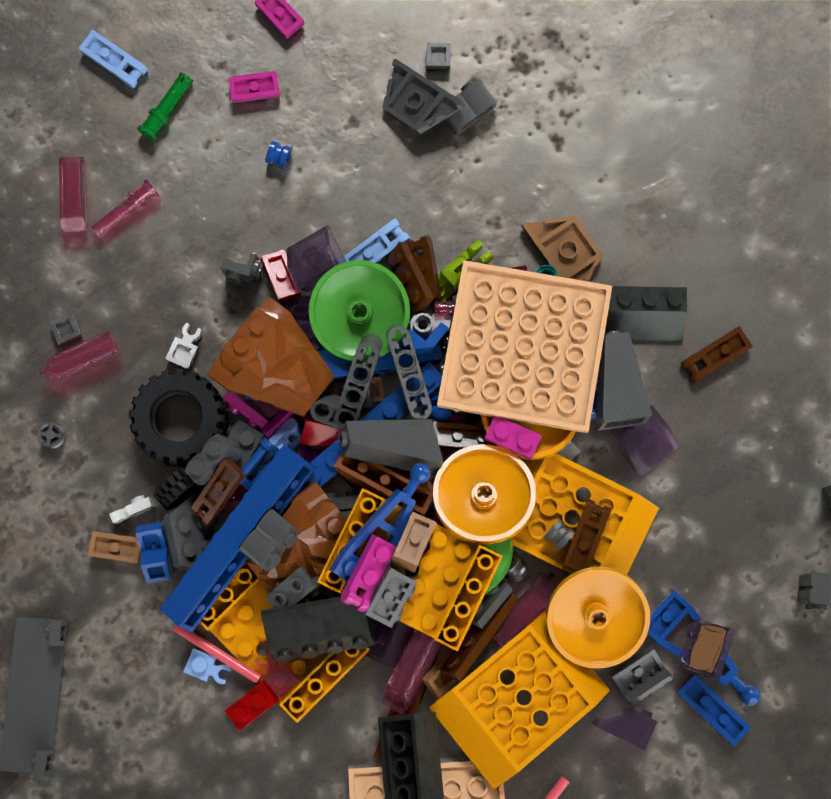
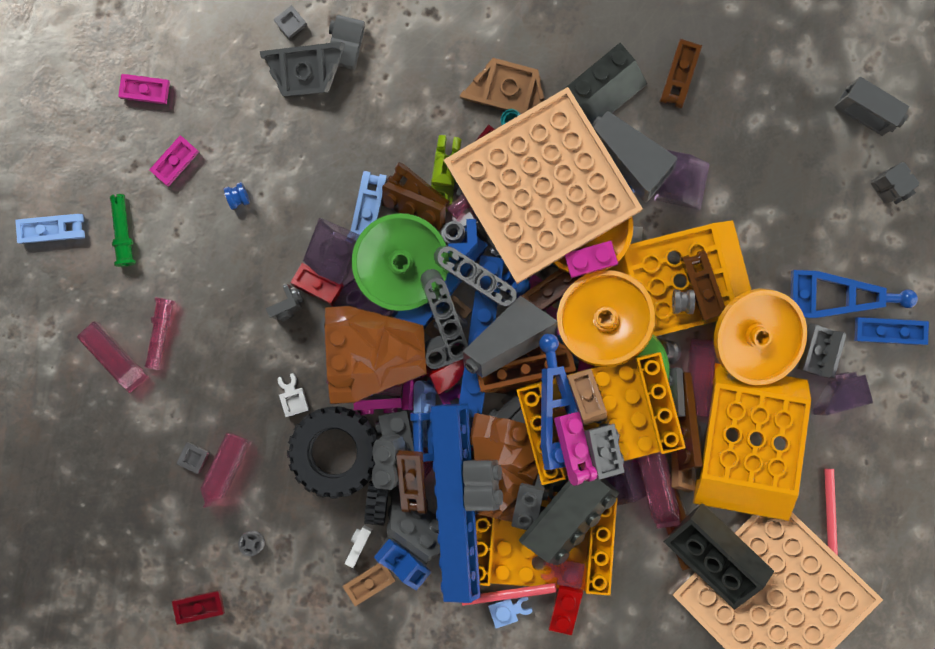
camera: 40 degrees left, 5 degrees up
(706, 648) = (855, 293): slope -> none

